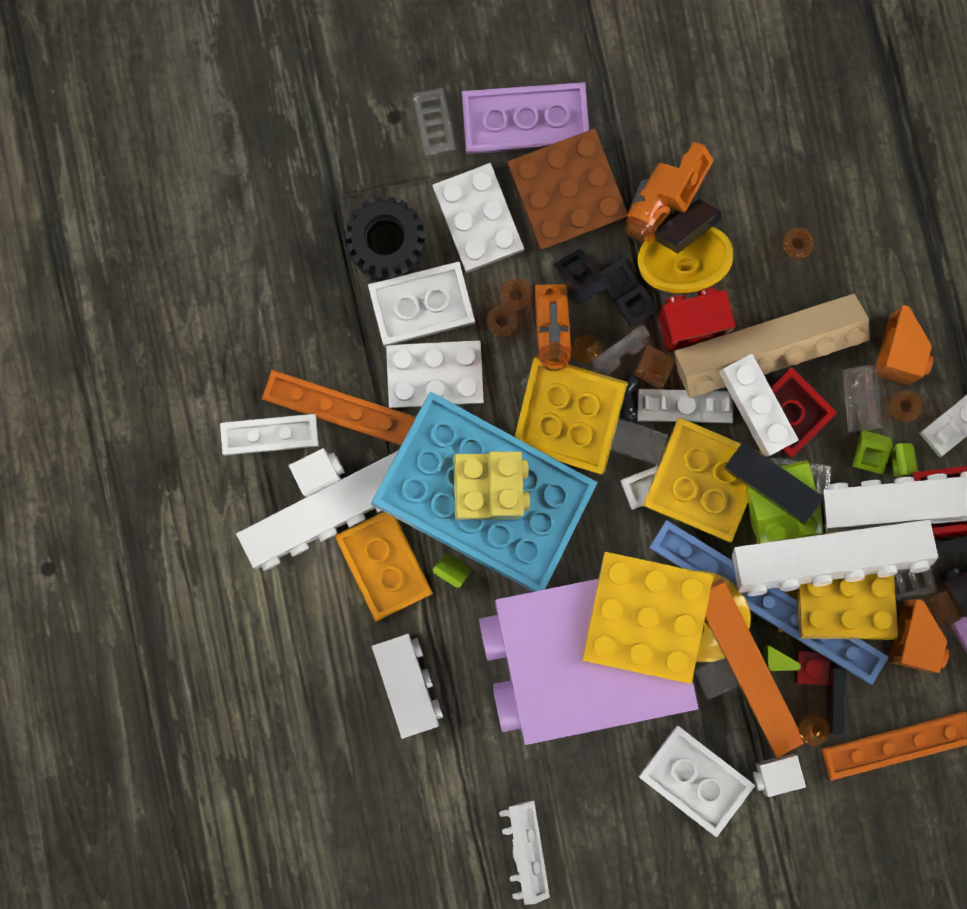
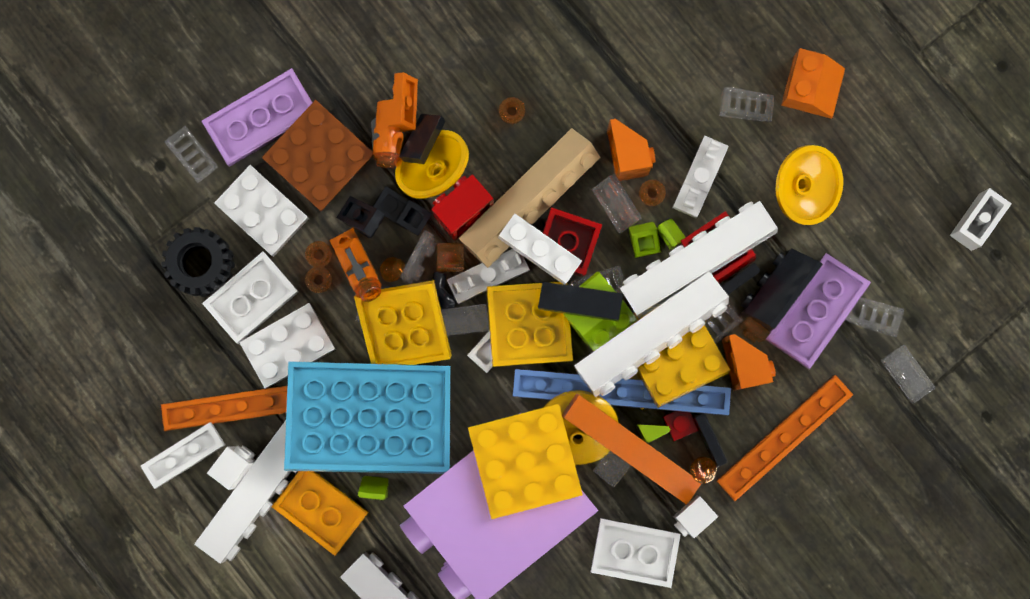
camera: 30 degrees left, 0 degrees up
(490, 486) = (369, 411): light yellow plate -> none

